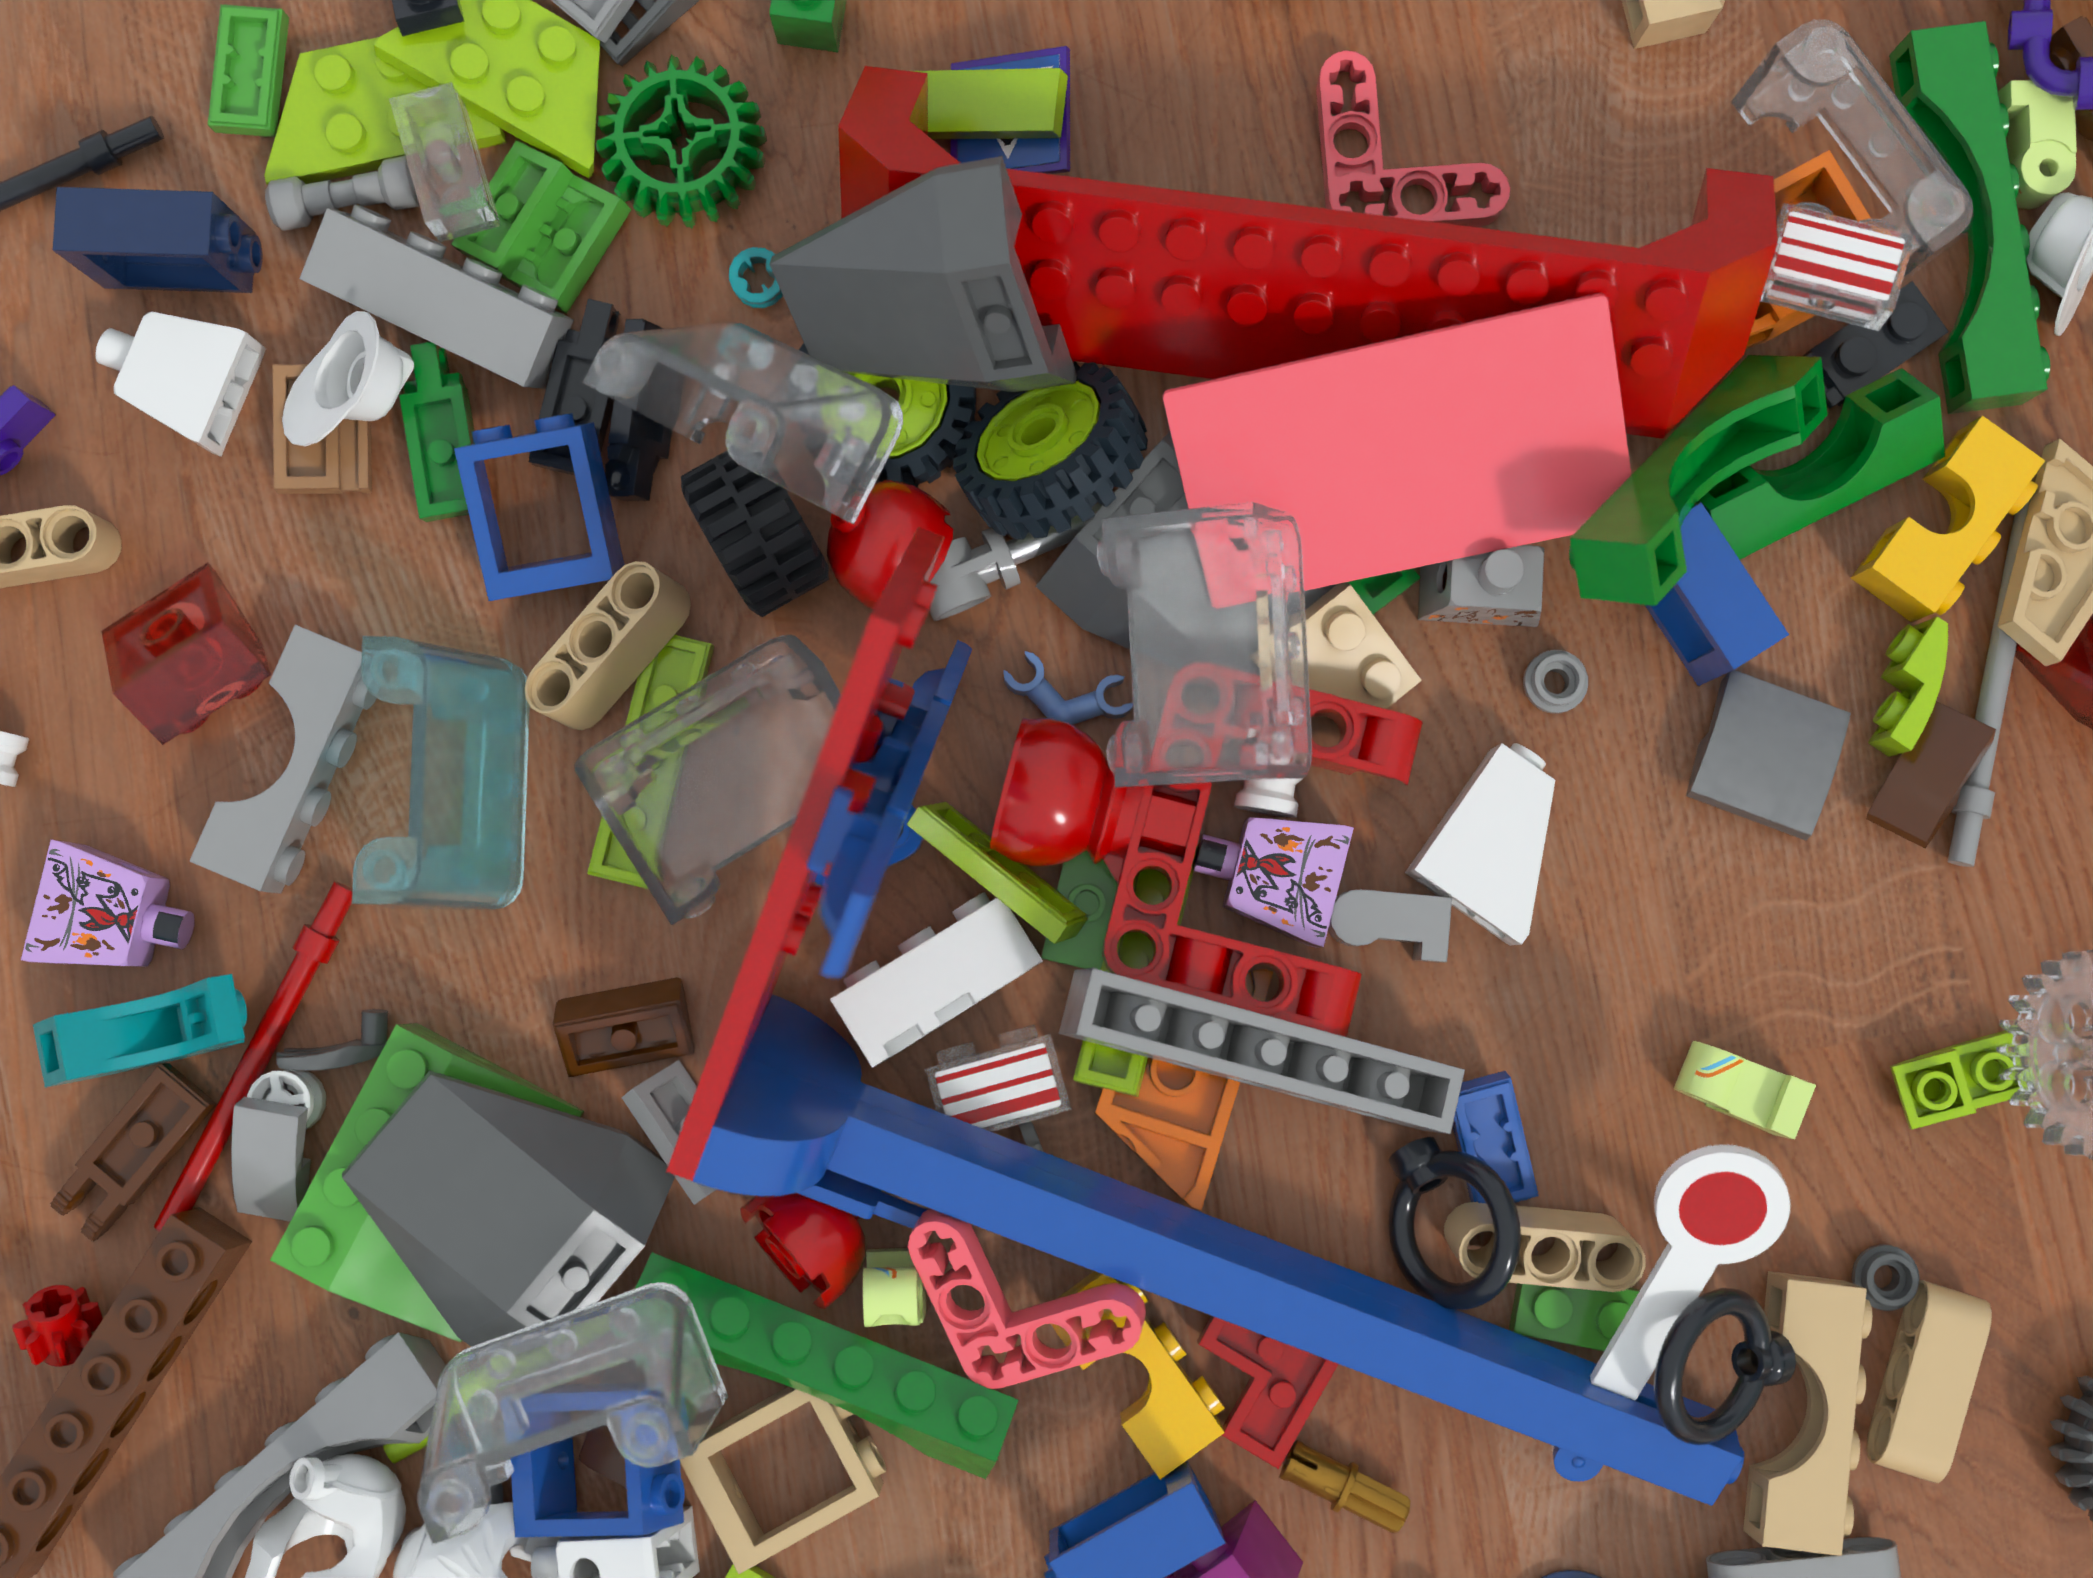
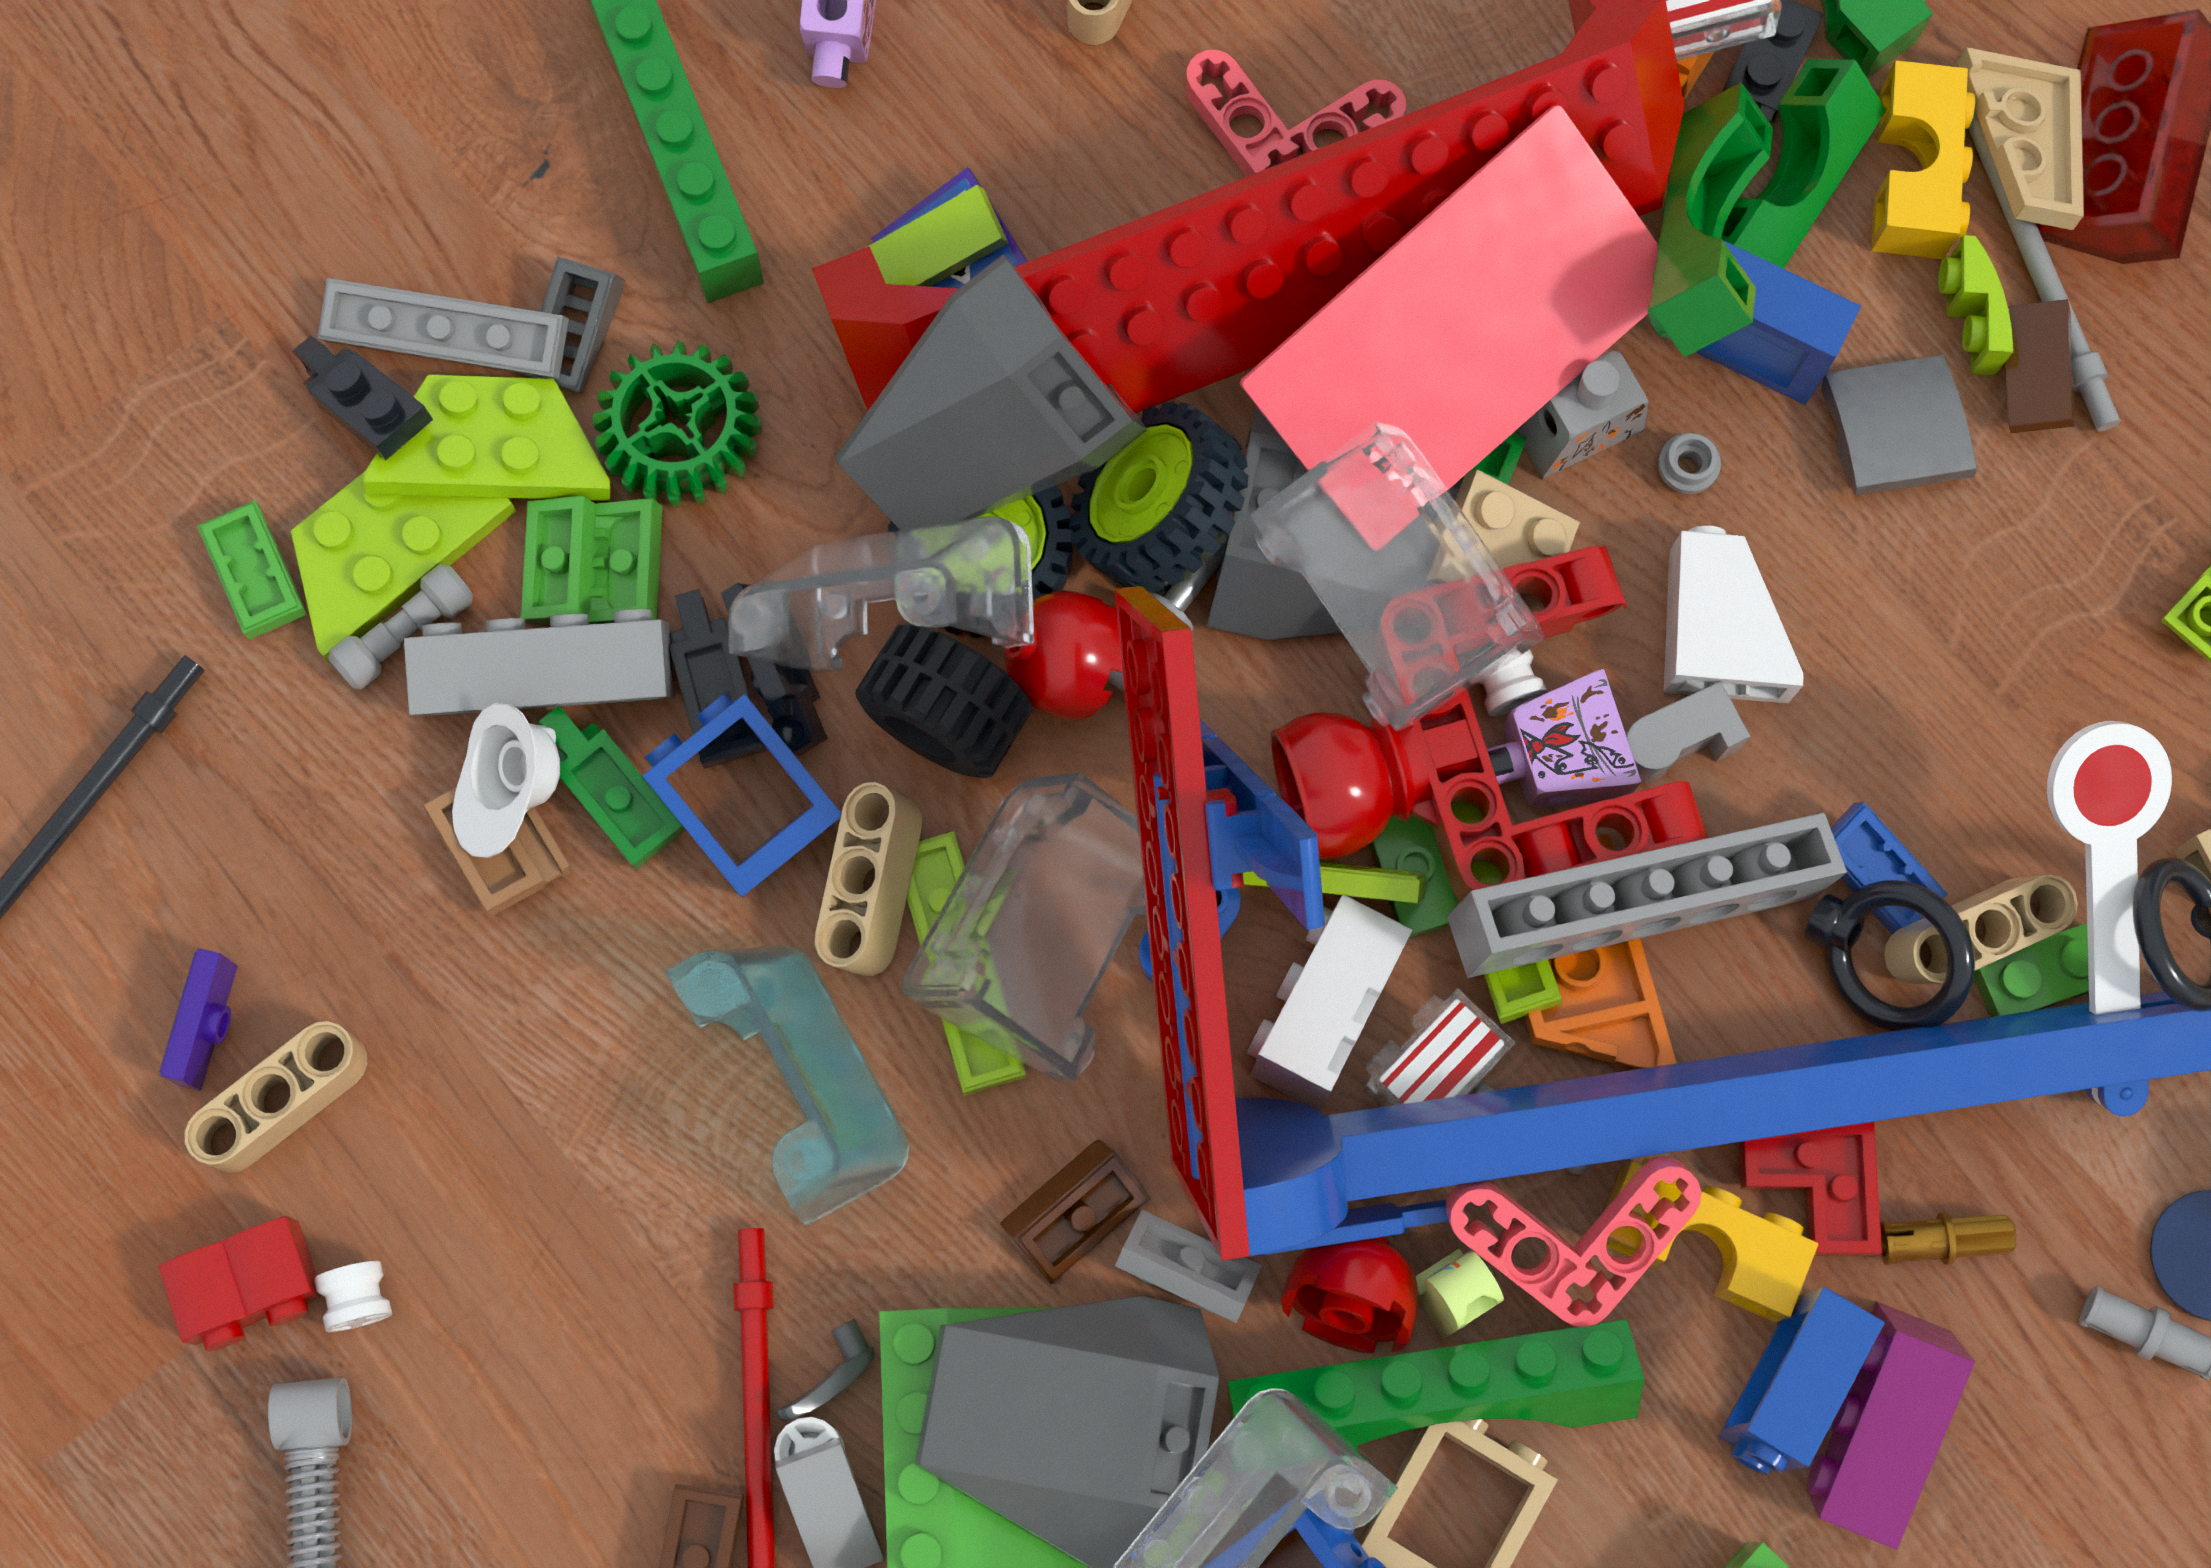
camera: 35 degrees left, 10 degrees down
(101, 911) = (541, 1378): lavender torso -> none
(141, 1032) = (648, 1458): teal arch -> none
(156, 239) = (261, 750): dark blue window -> none
(183, 655) = (485, 1103): clear red slope -> none
(184, 374) = (343, 860): white torso -> none
(263, 836) = (646, 1227): light grey arch -> none
(444, 162) = (487, 544): clear brick -> none
(741, 287) = (820, 488): teal bush -> none
(1072, 710) = (1276, 716): medium blue arm -> none
(1745, 1090) = (2056, 705): yellowish green leg -> none

